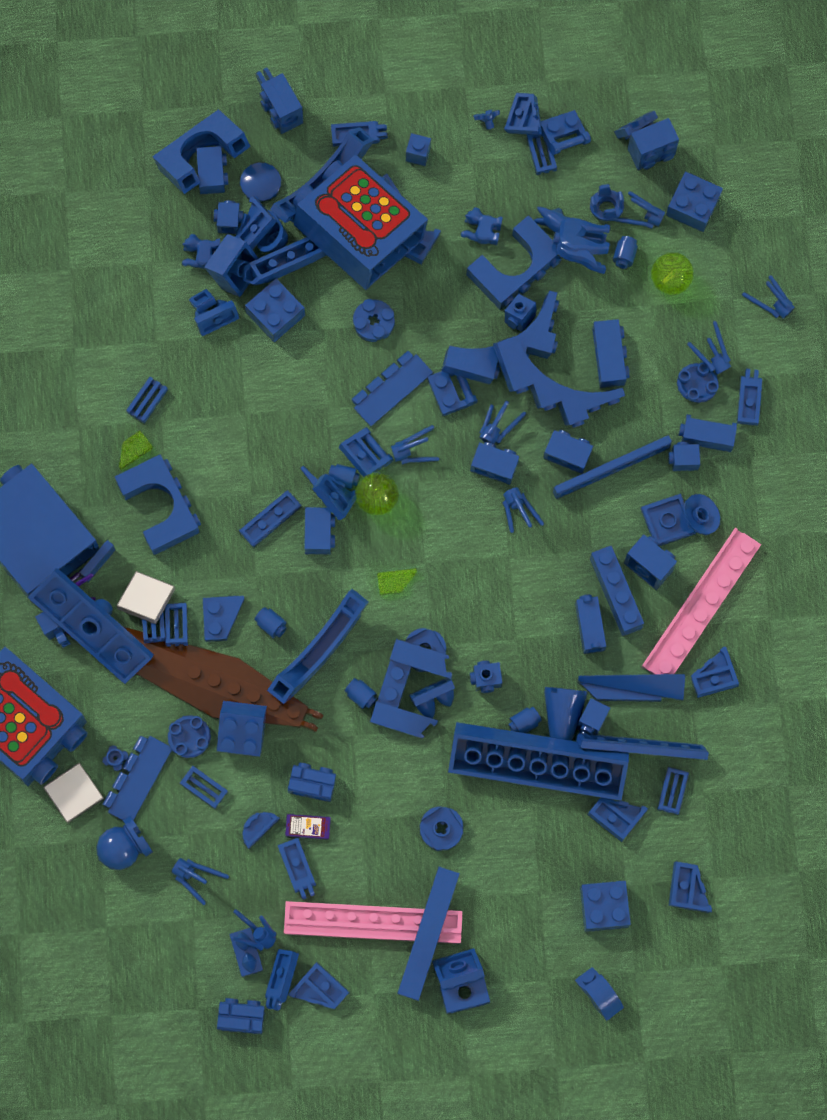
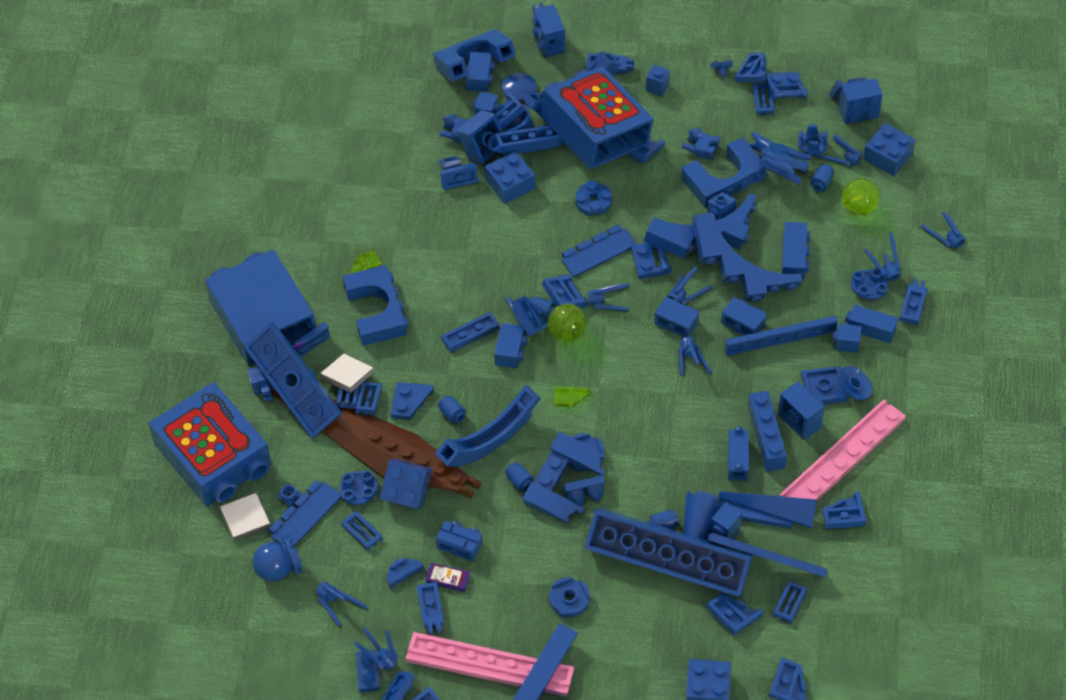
camera: 15 degrees right, 20 degrees down
(156, 385) = (382, 226): blue tile -> none
(488, 669) = (635, 479): blue brick -> none

